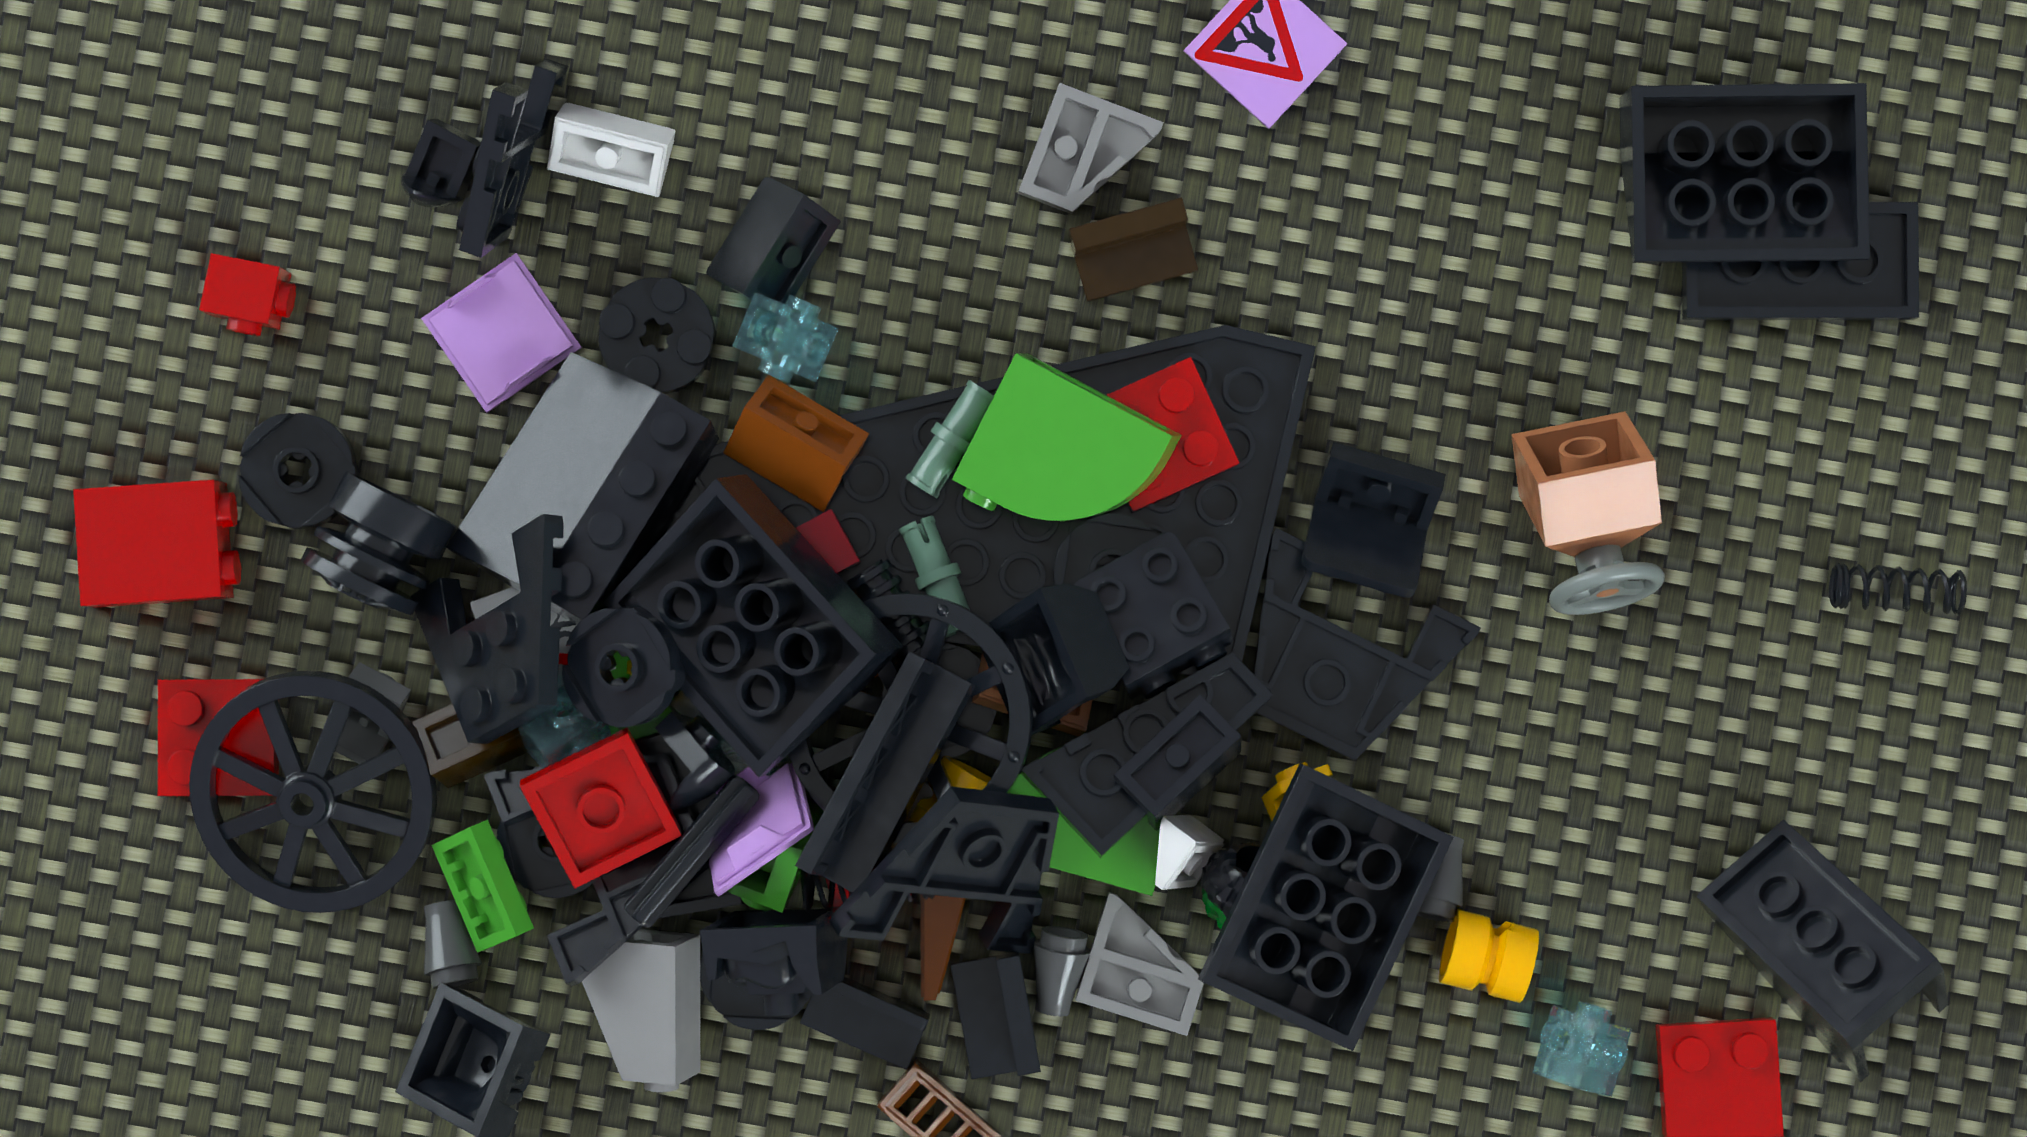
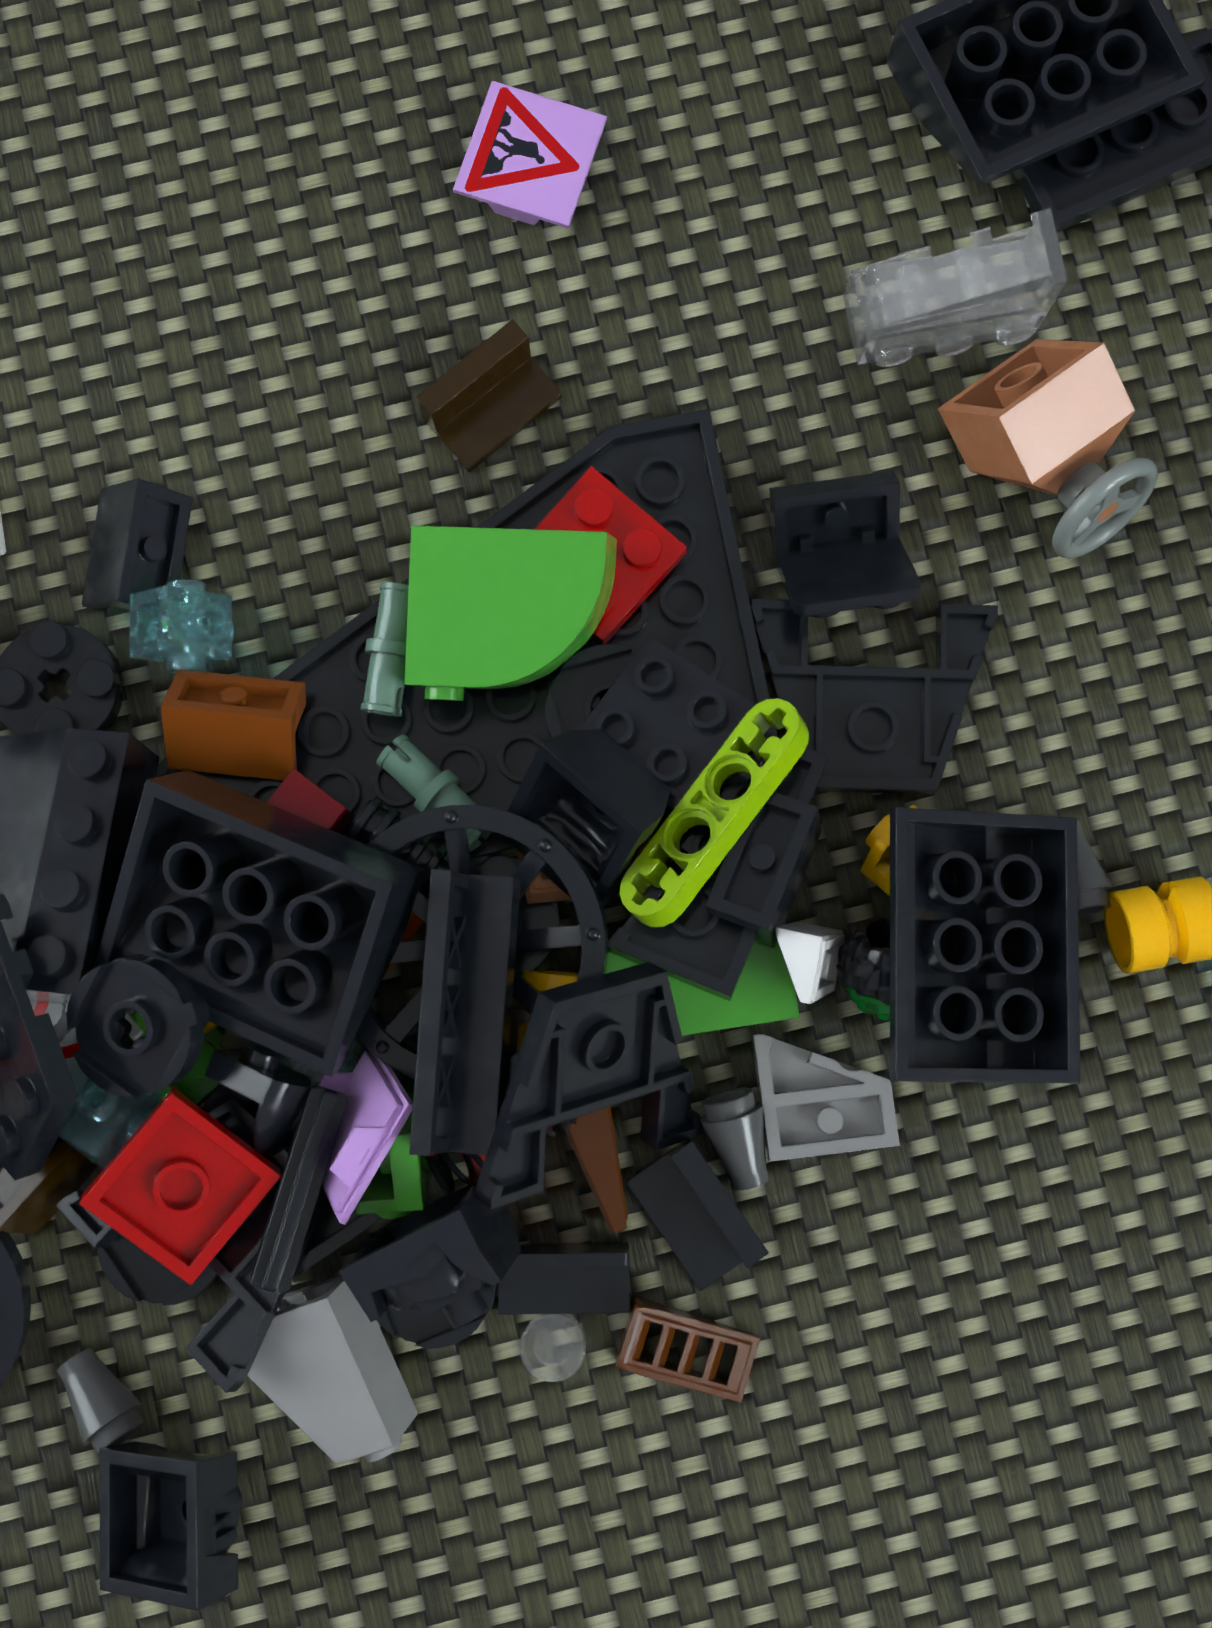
camera: 20 degrees left, 5 degrees down
(482, 886) = (104, 1323): bright green bracket -> none
(832, 1068) = (553, 1346): none -> clear tile
(1083, 147) = (398, 324): light grey wing -> none
(1161, 710) = (705, 807): none -> lime beam
(1568, 344) = (957, 298): none -> clear wedge

